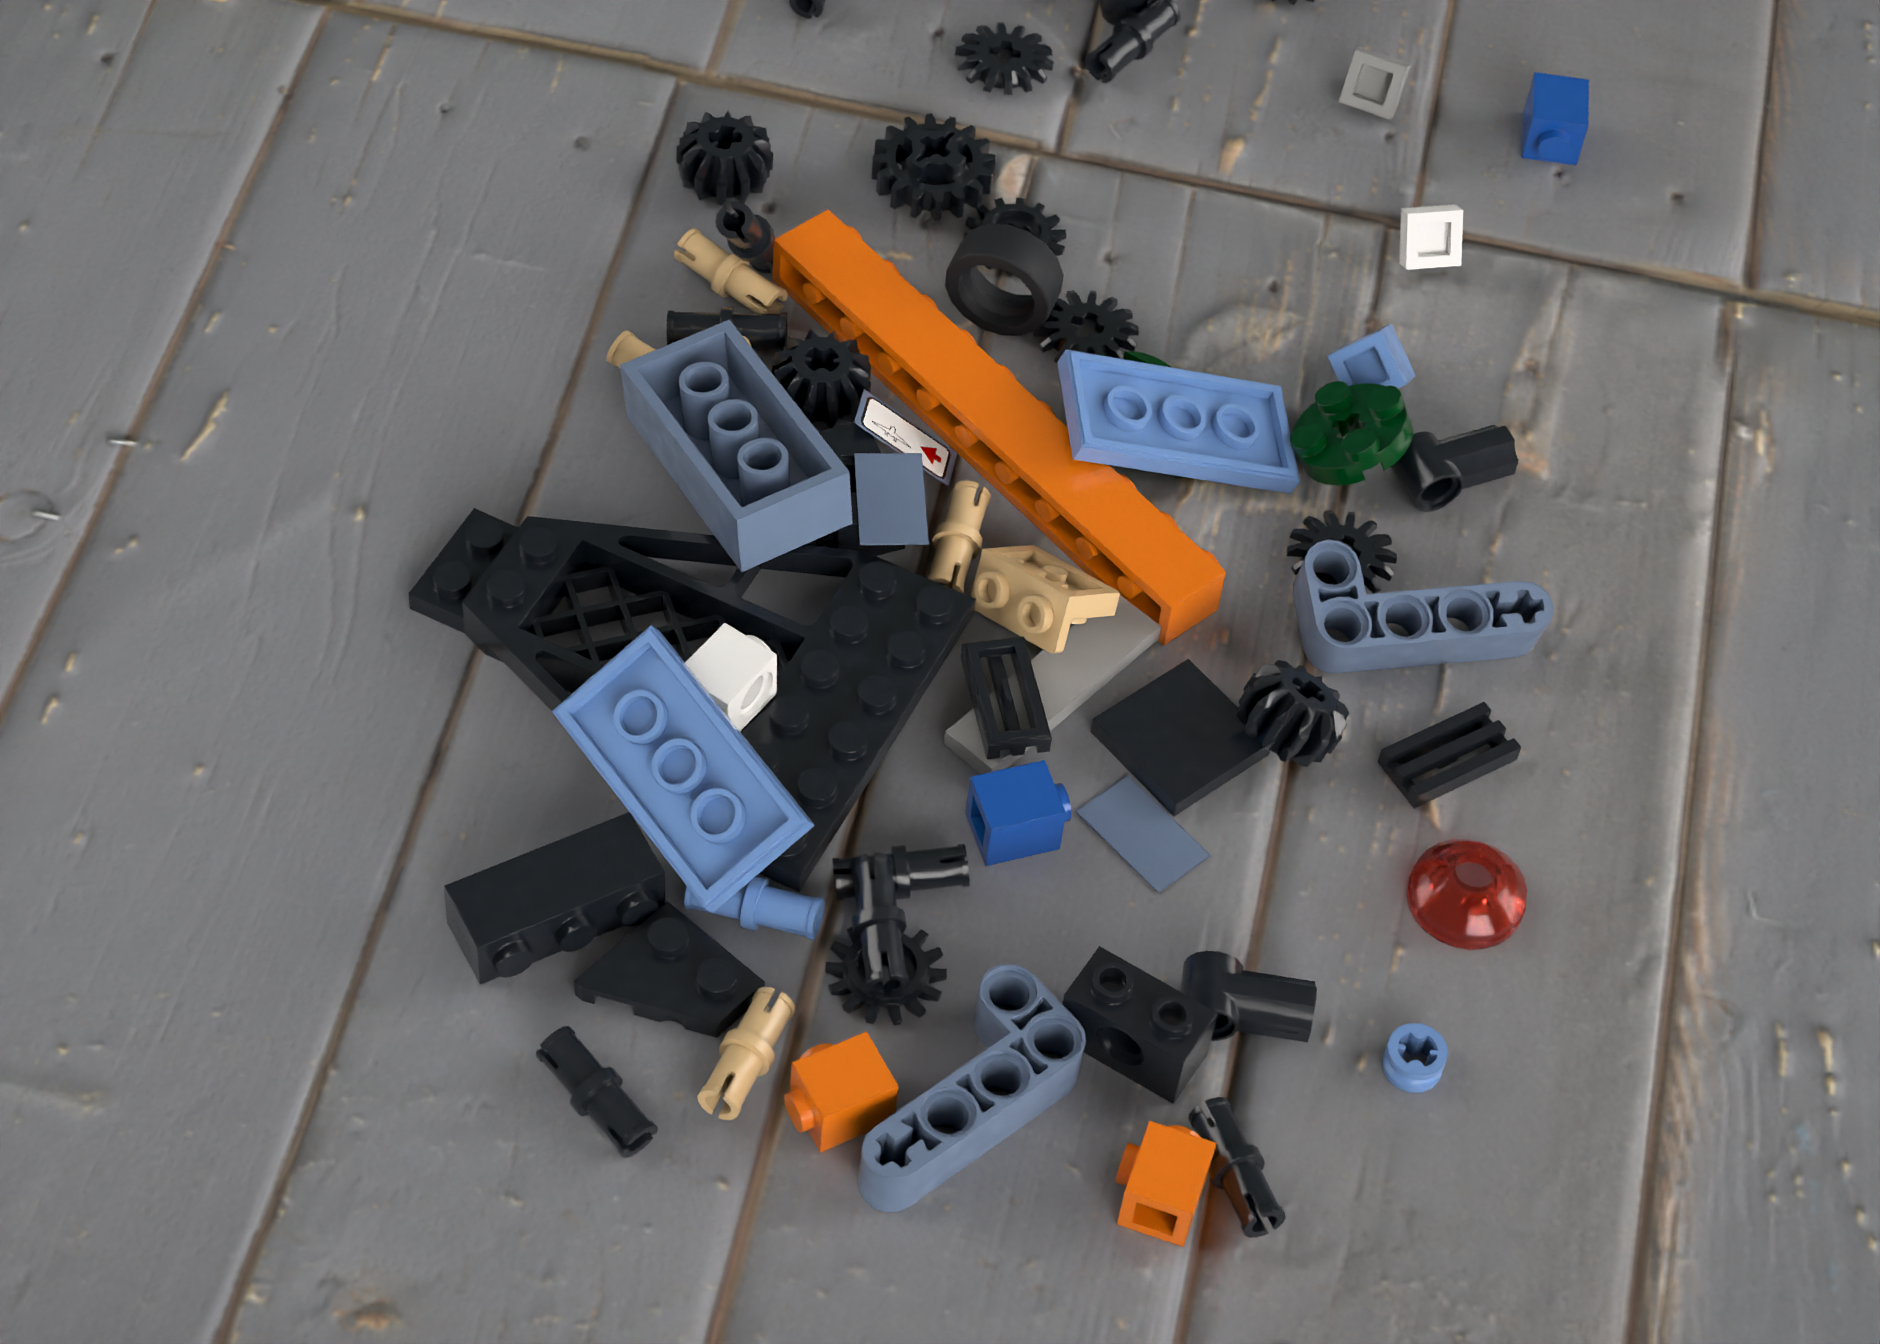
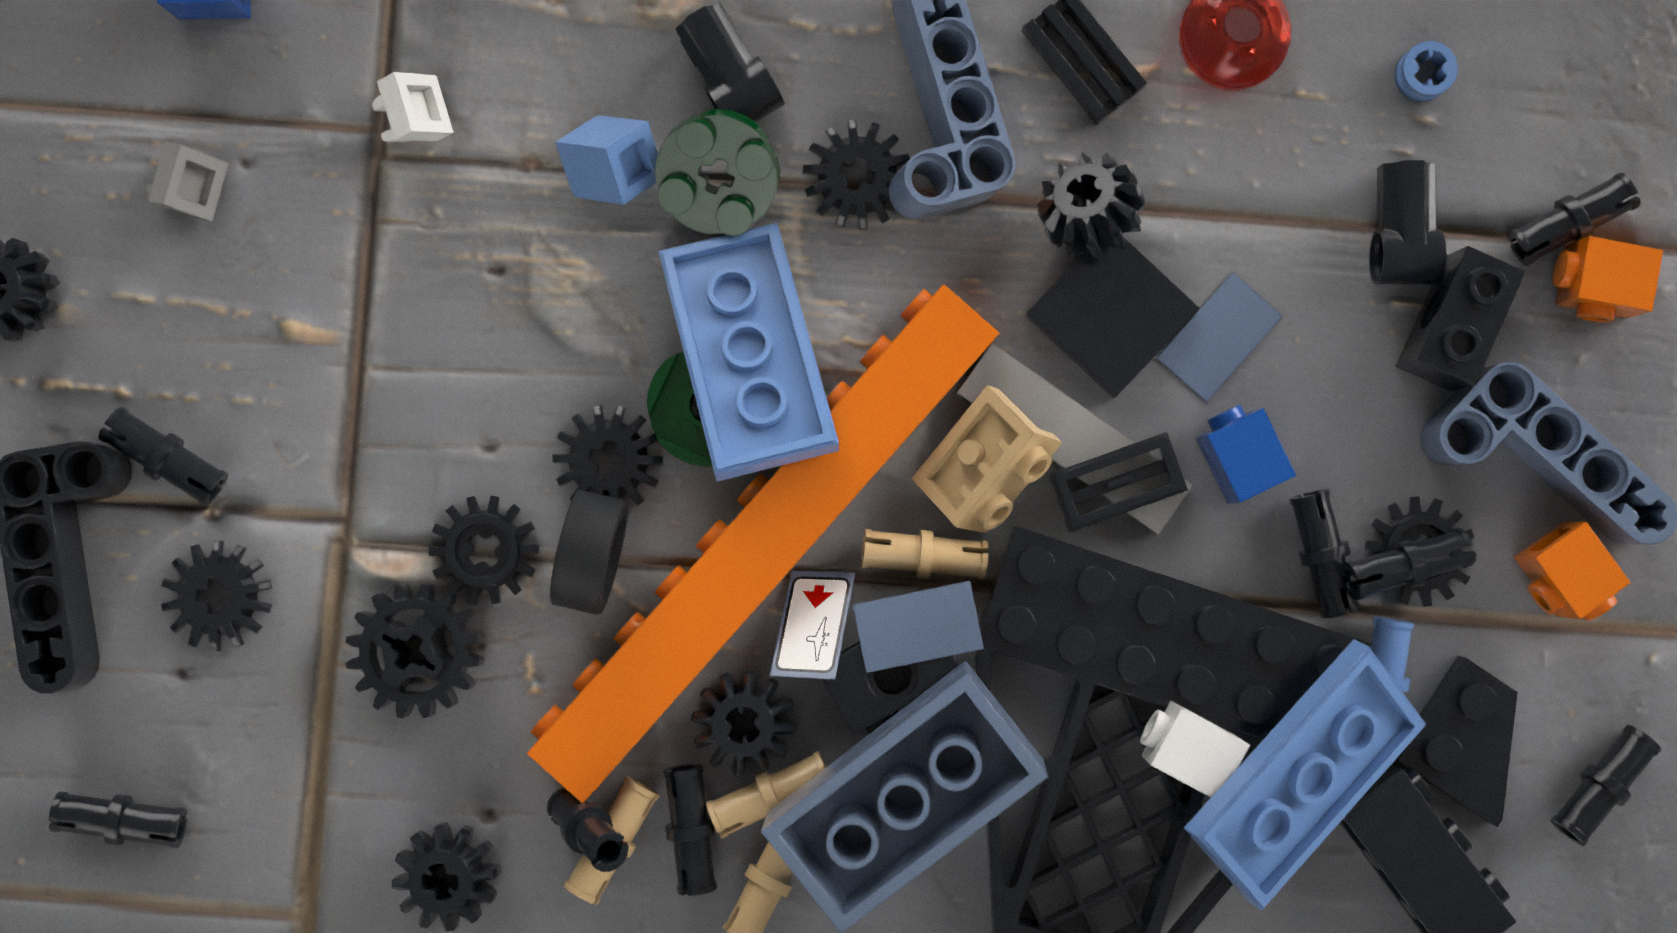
camera: 90 degrees left, 35 degrees up
(746, 1053) = (1542, 661): tan pin -> none

